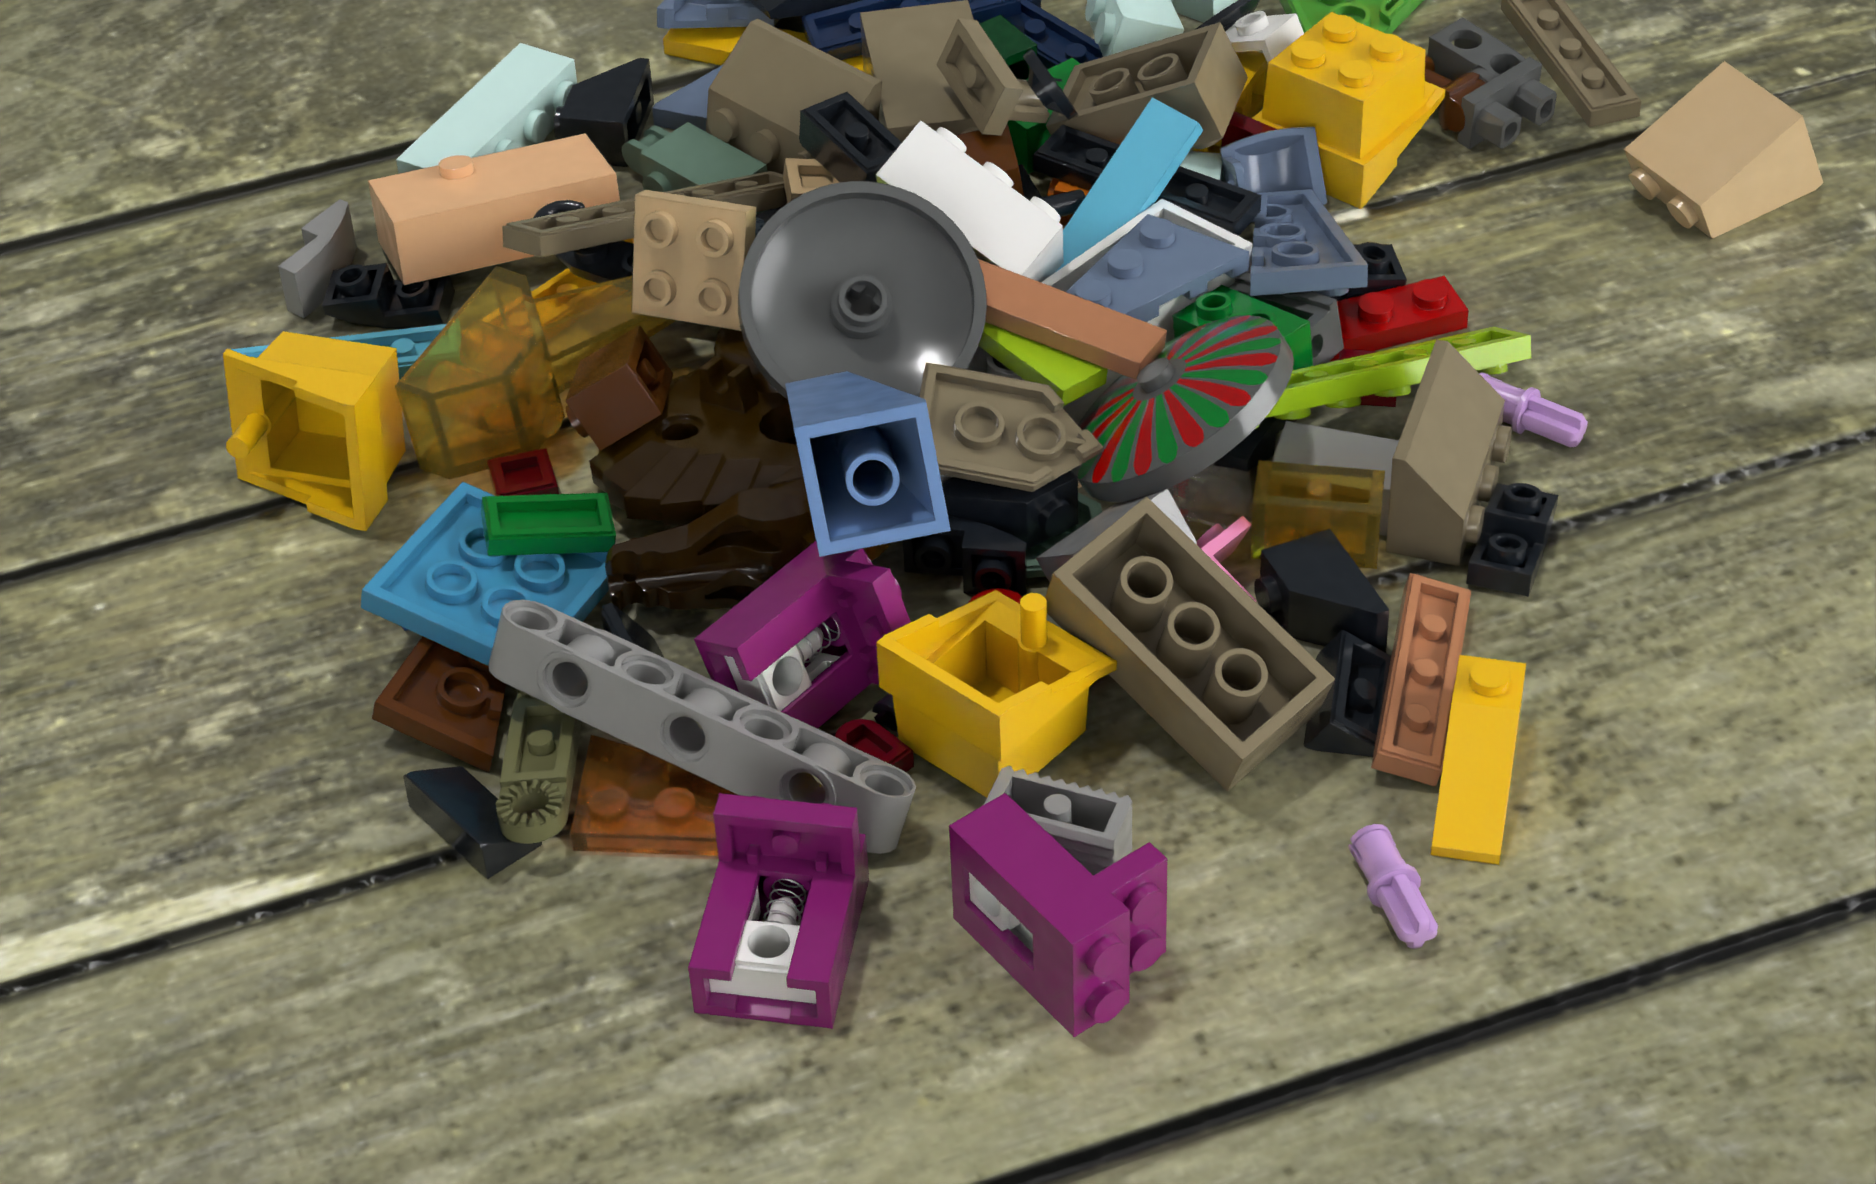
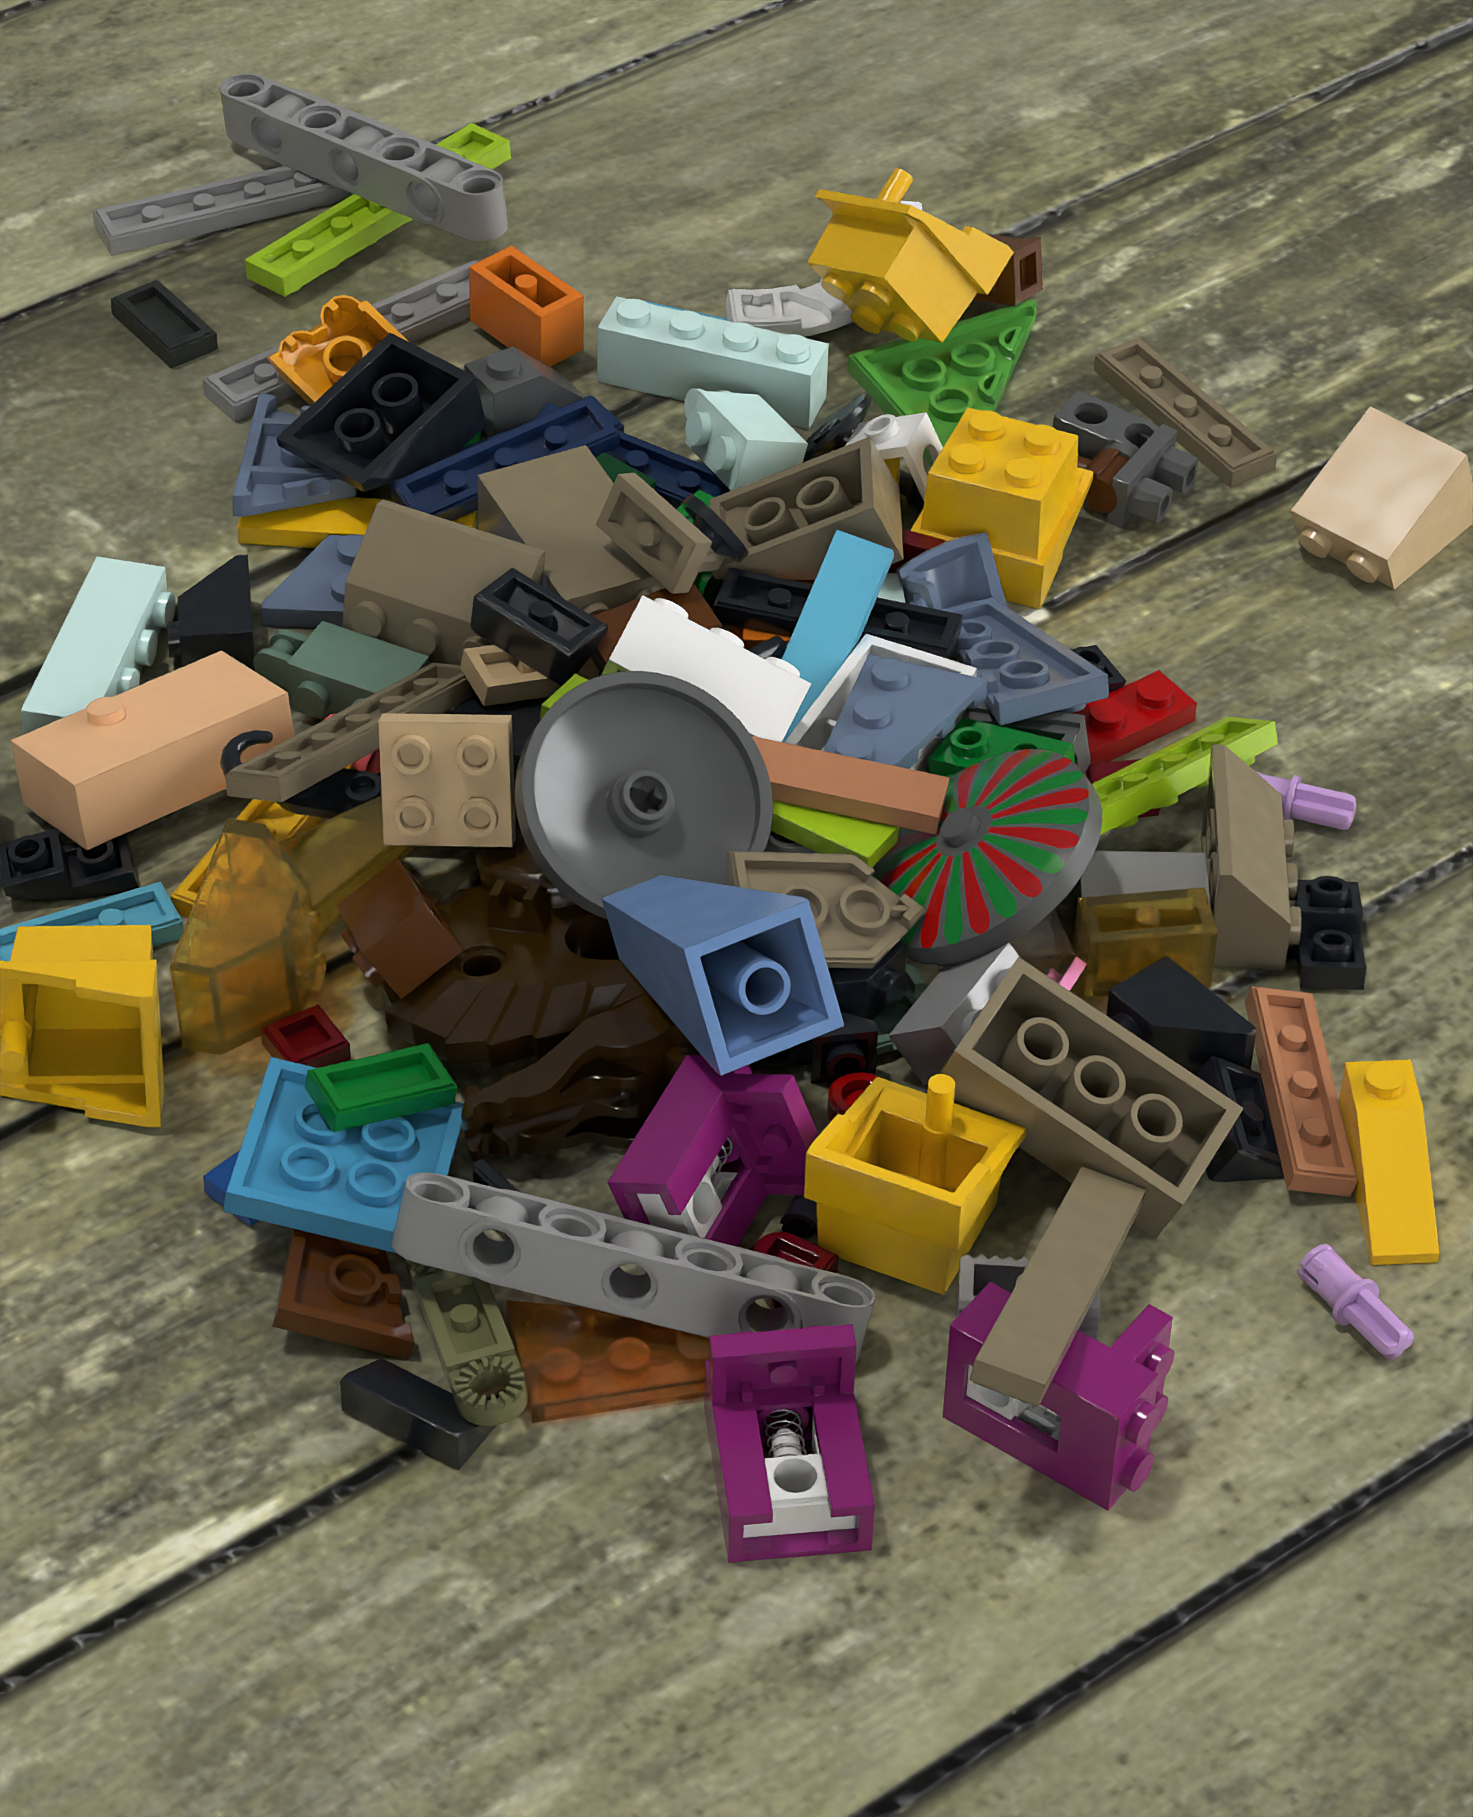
camera: 20 degrees left, 0 degrees up
(1064, 809) = (1057, 1287): none -> dark tan tile

